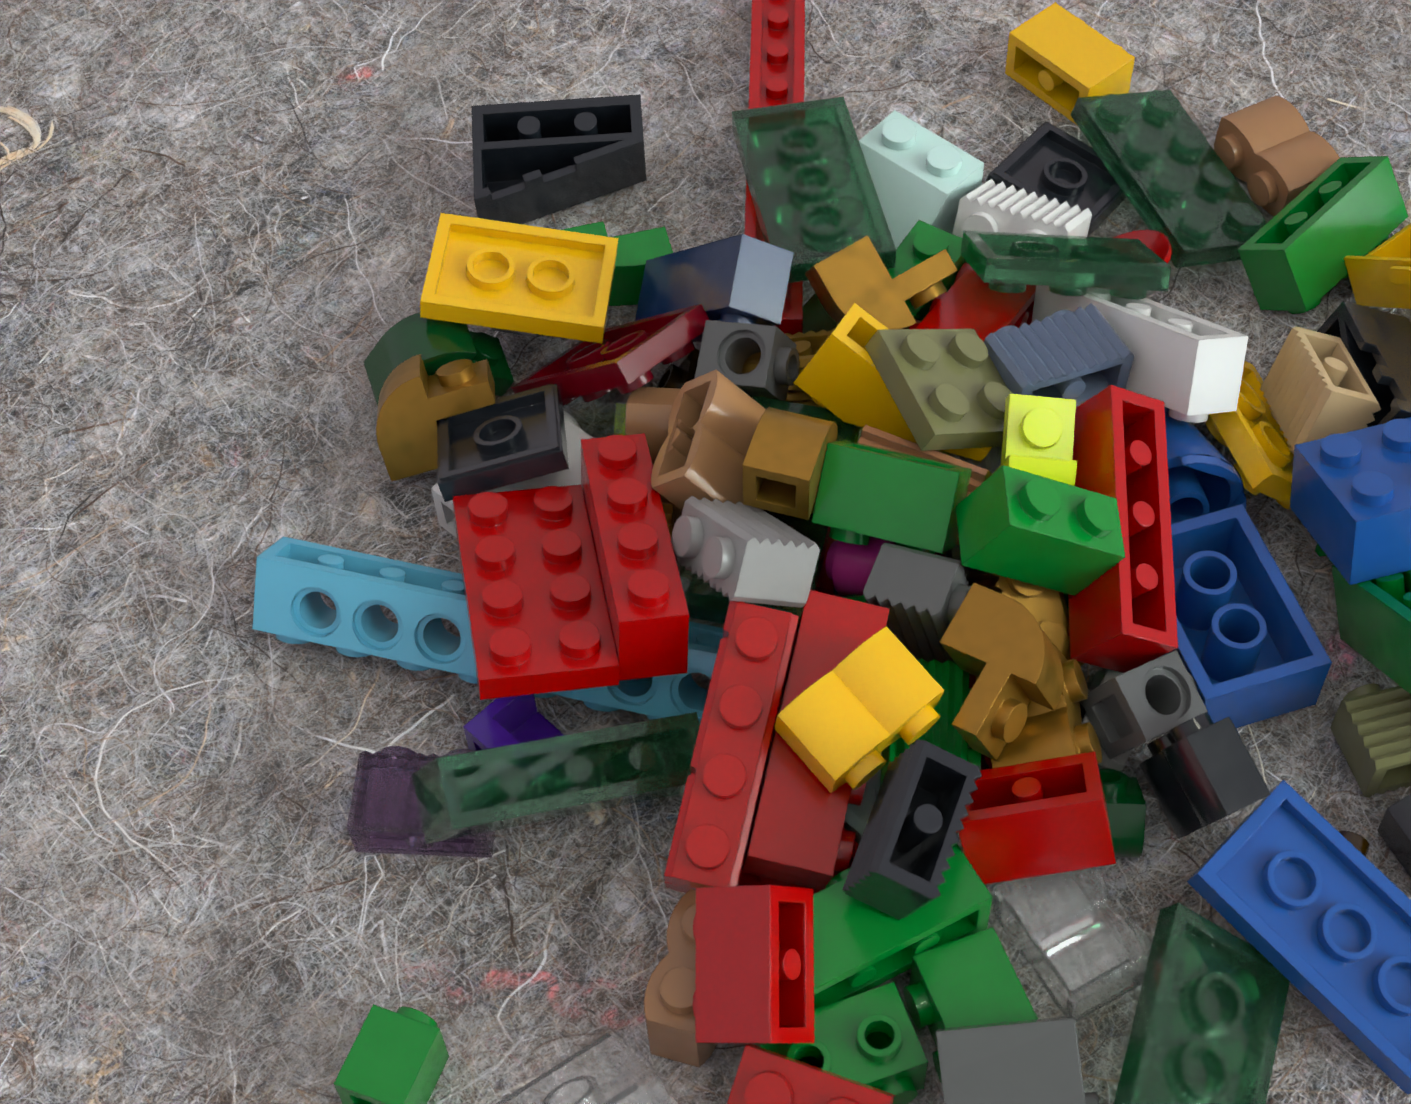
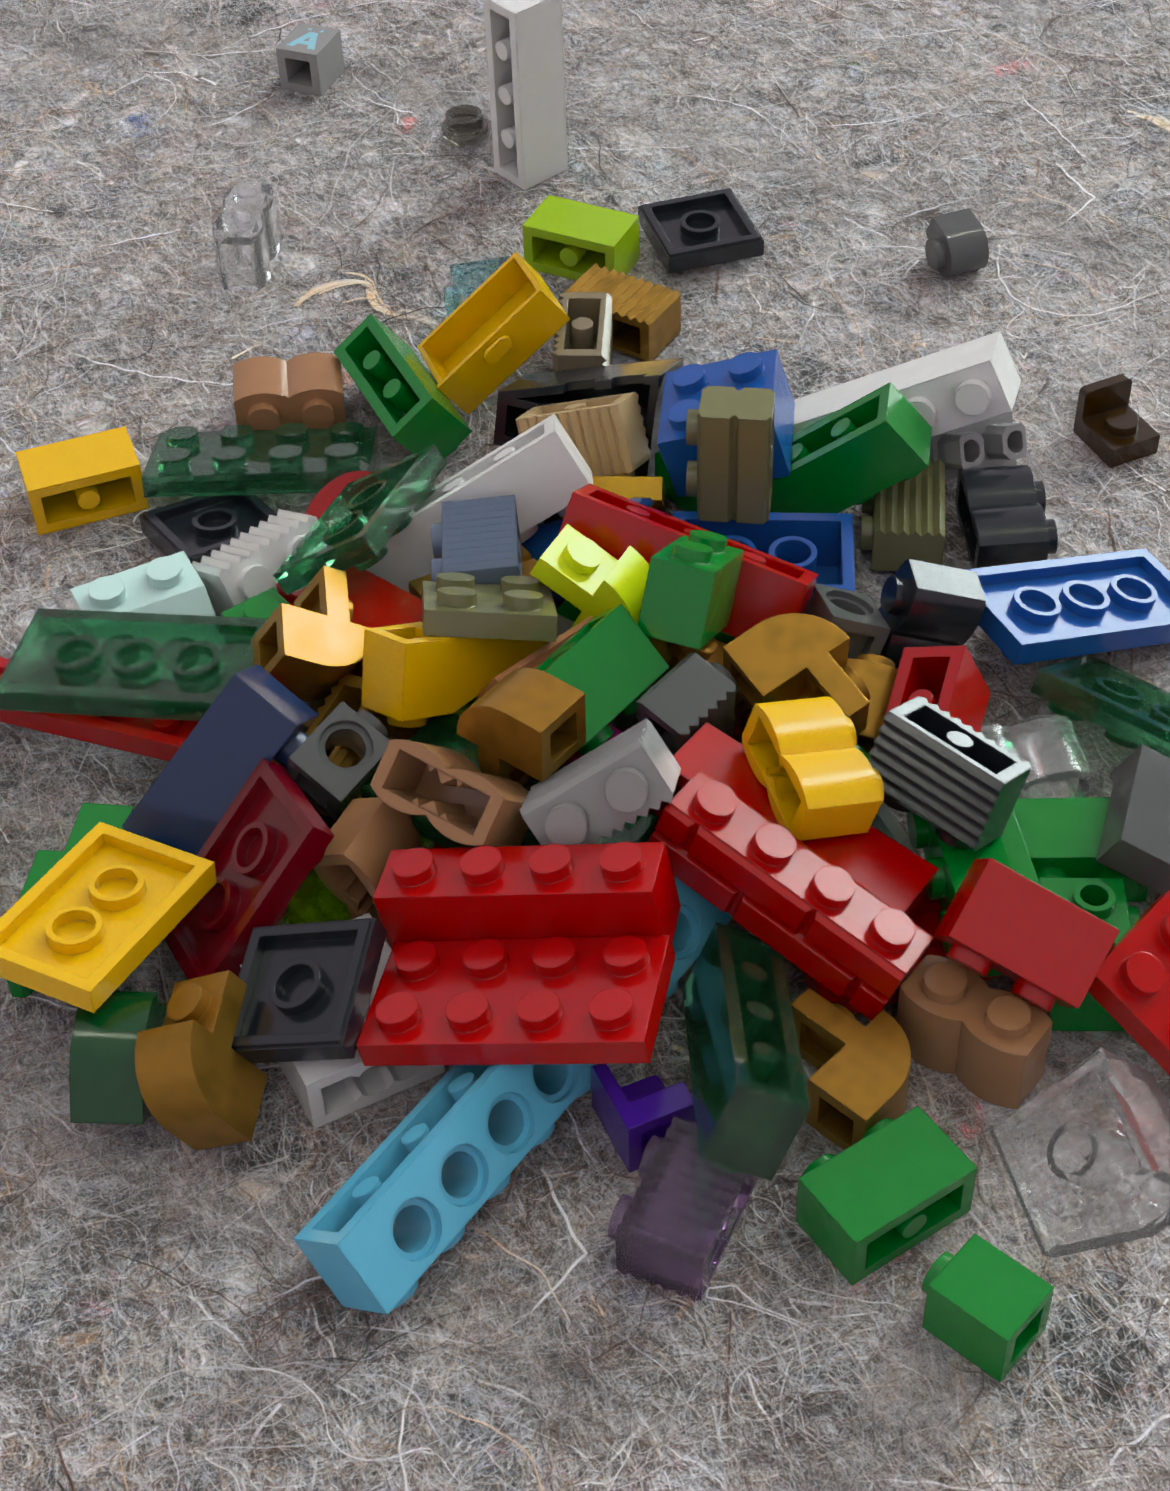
camera: 70 degrees left, 10 degrees down
(488, 953) = (884, 1193): none -> green brick
(609, 907) = (859, 1068): none -> pearl gold brick
(1302, 511) = (733, 454): none -> olive brick

